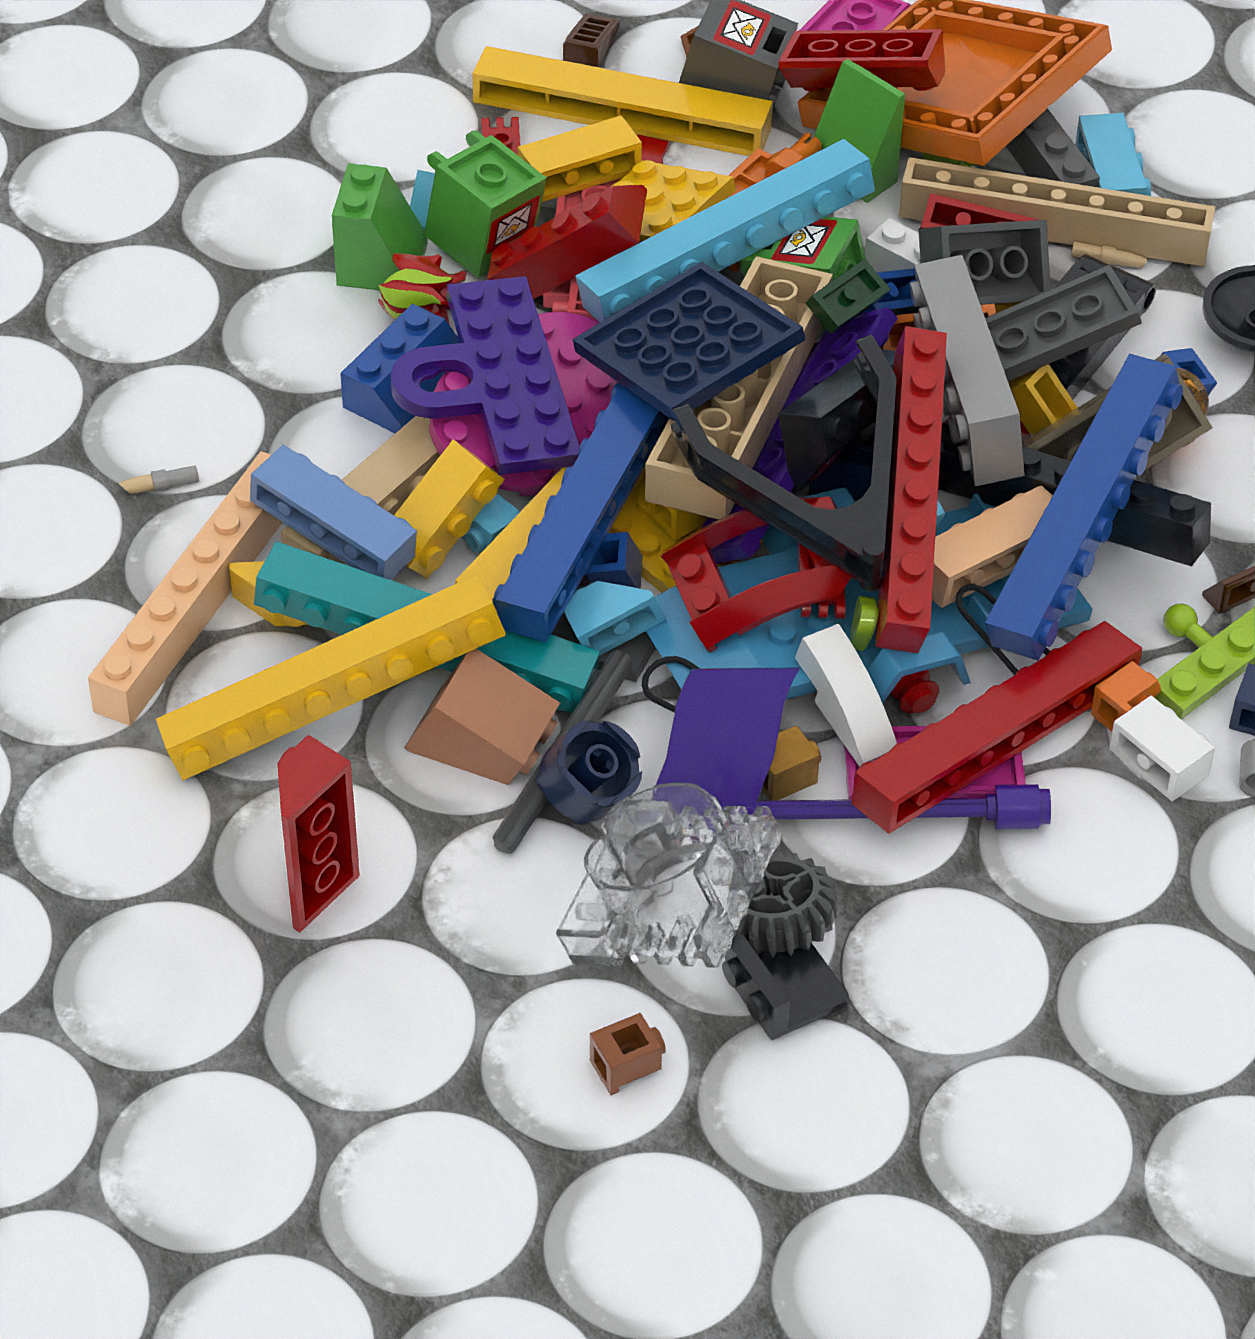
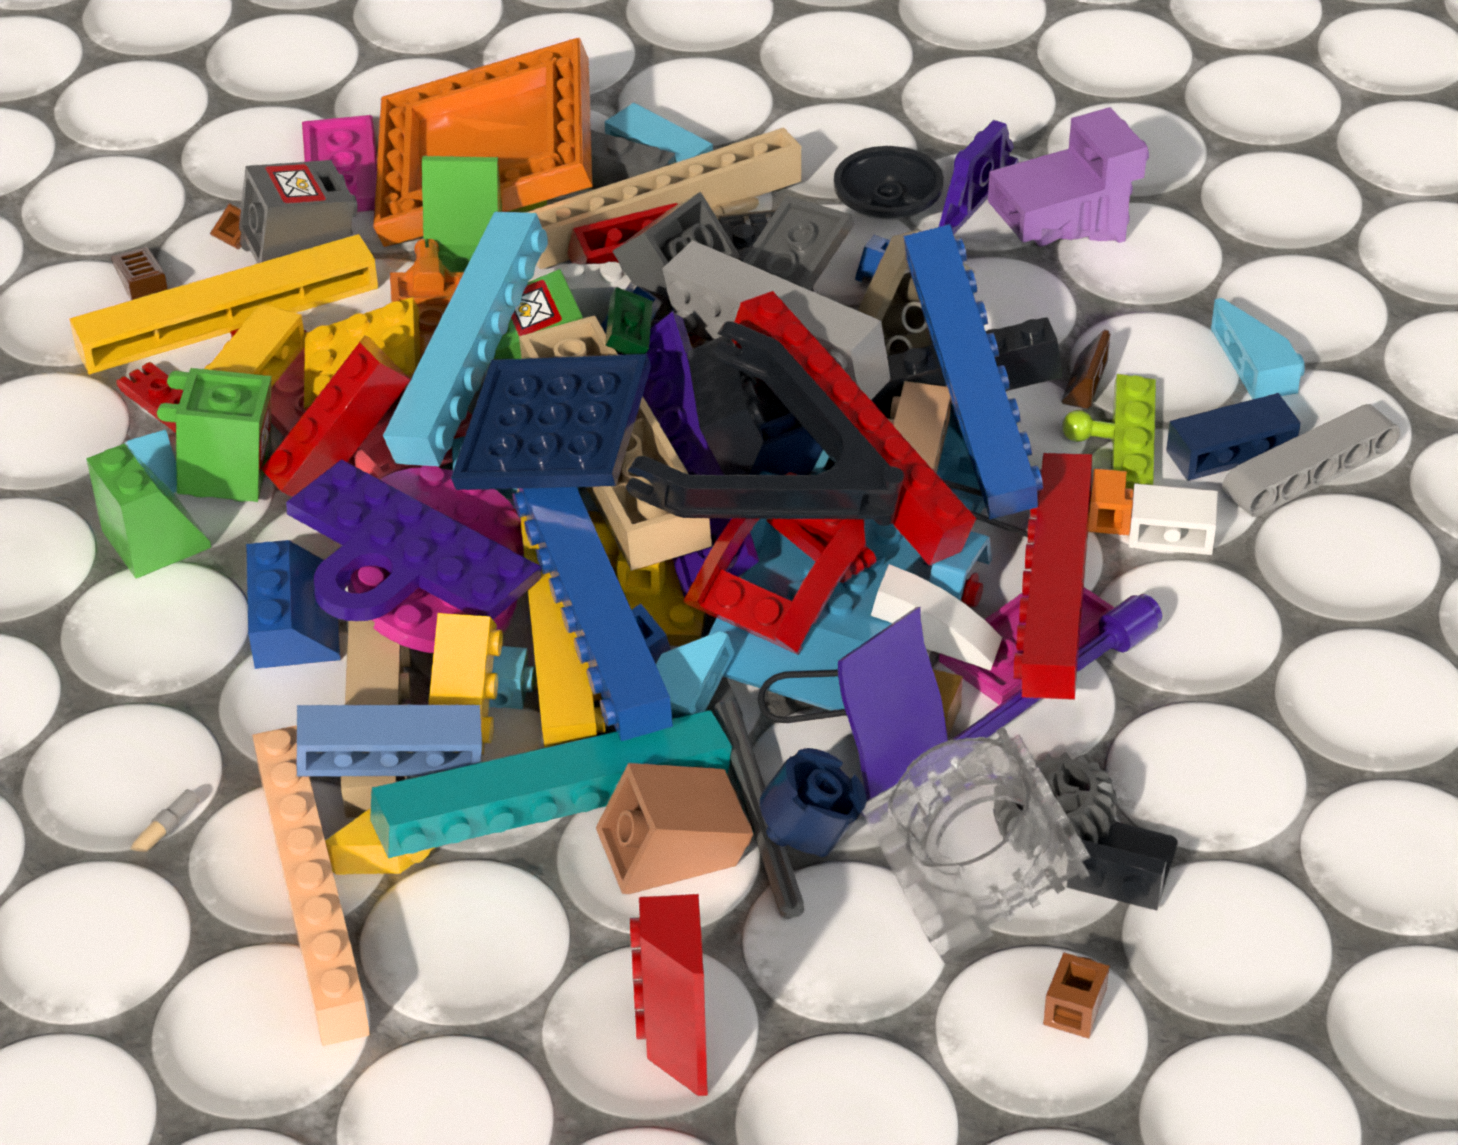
camera: 40 degrees left, 5 degrees down
(330, 677) = (531, 871): yellow brick -> none
(417, 282) = (230, 529): hair -> none
(863, 622) = (896, 549): lime tile -> none
(894, 56) = (396, 165): red slope -> none

